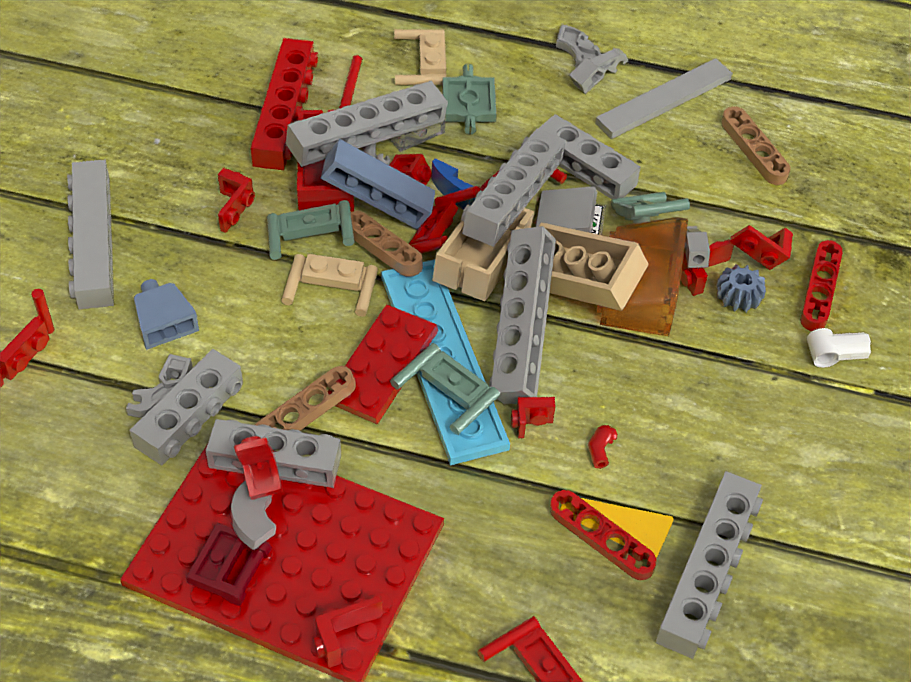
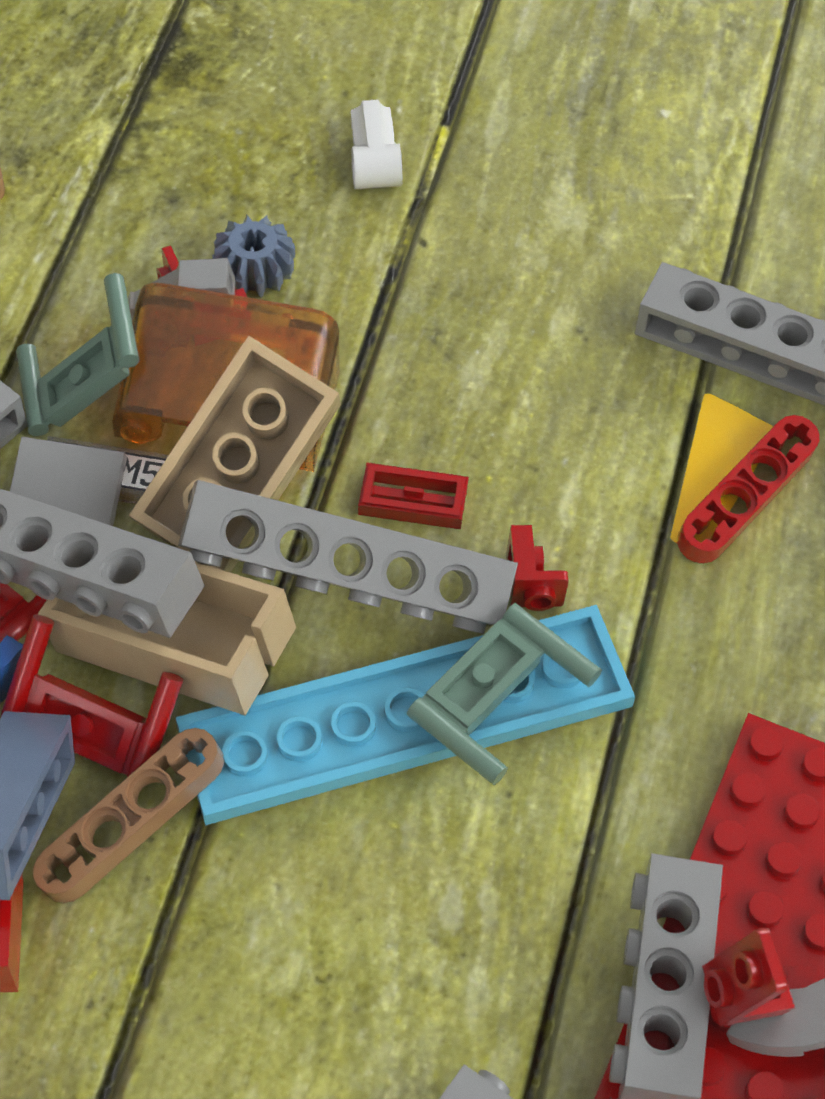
camera: 90 degrees left, 5 degrees up
(300, 402) = (537, 951): medium nougat beam -> none
(309, 223) = (62, 962): sand green plate -> none
(332, 273) = (191, 917): tan plate -> none
(384, 351) = (430, 811): red plate -> none
(582, 386) = (412, 502): none -> red tile
(601, 437) = (574, 482): red arm -> none
(766, 250) = (172, 200): red bracket -> none
(822, 285) = (244, 148): red beam -> none

